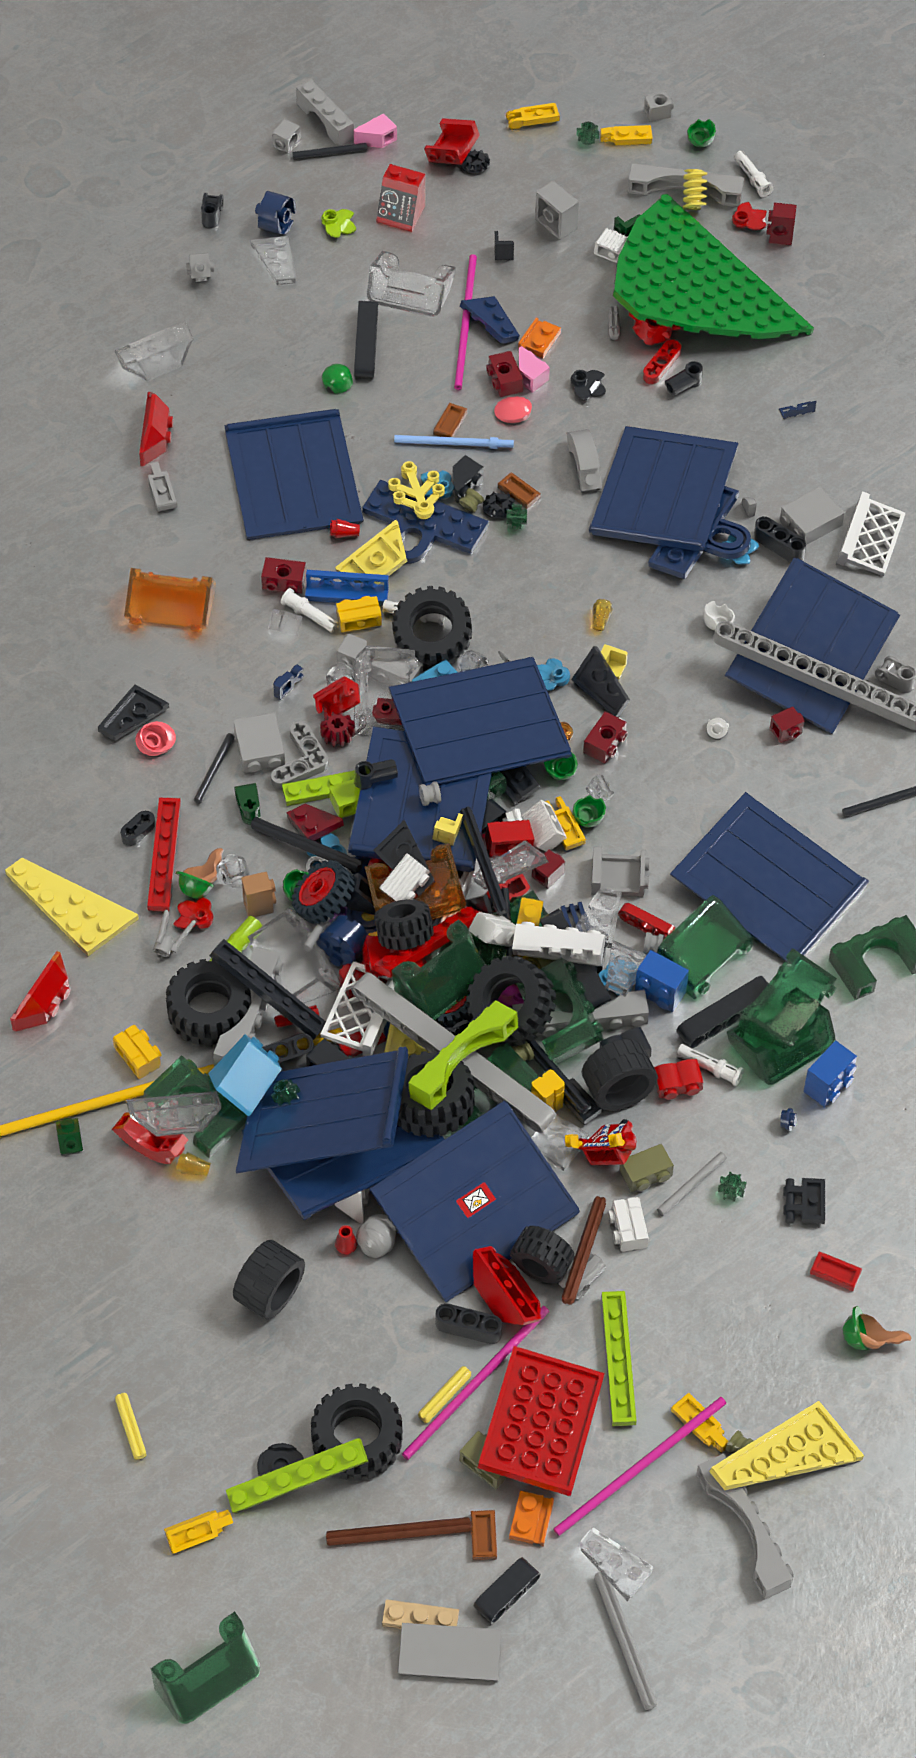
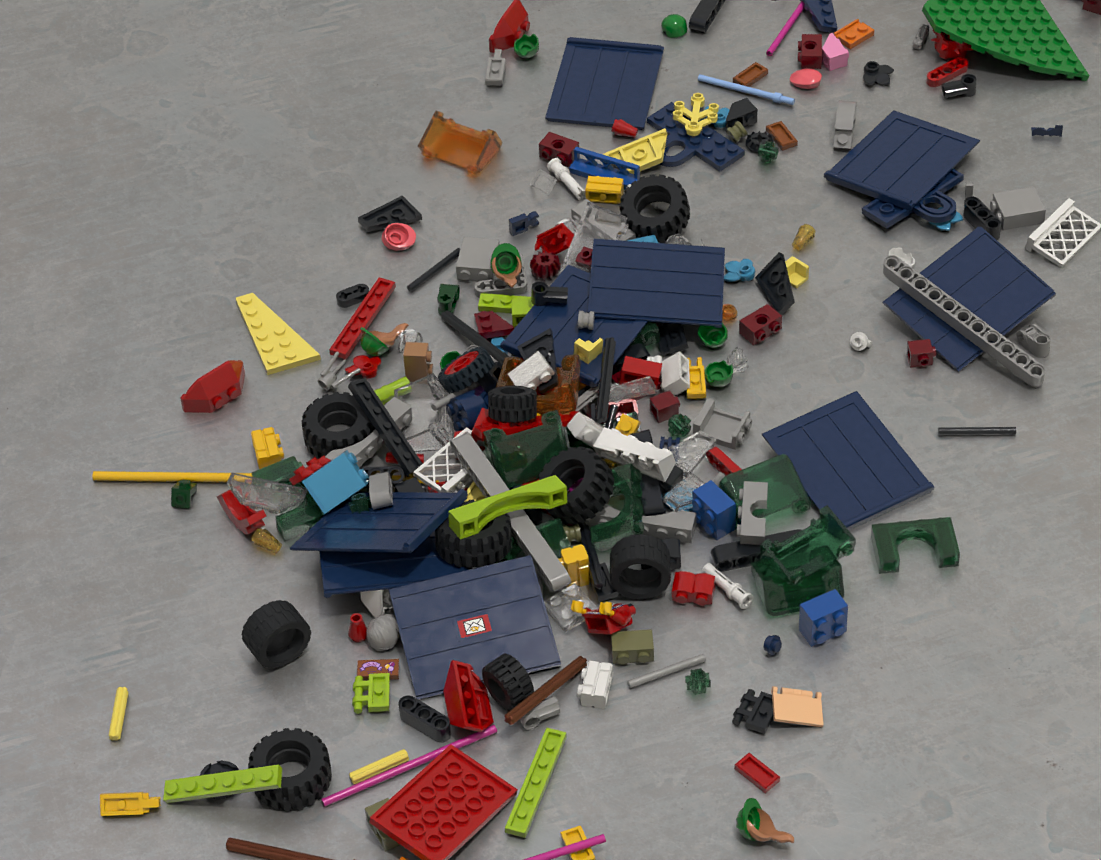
camera: 25 degrees right, 10 degrees down
(184, 449) = (526, 46): none -> green hair
(211, 1068) = (312, 466): none -> red plate
(302, 744) = (506, 263): none -> green piece
(302, 1070) = (380, 490): none -> light grey beam
(388, 1281) = (368, 667): none -> dark orange tile
(403, 1307) = (378, 693): none -> lime plate
(575, 887) = (679, 425): none -> clear green gear
(713, 993) = (754, 497): none -> light grey arch
(845, 1183) = (797, 707): none -> light nougat piece

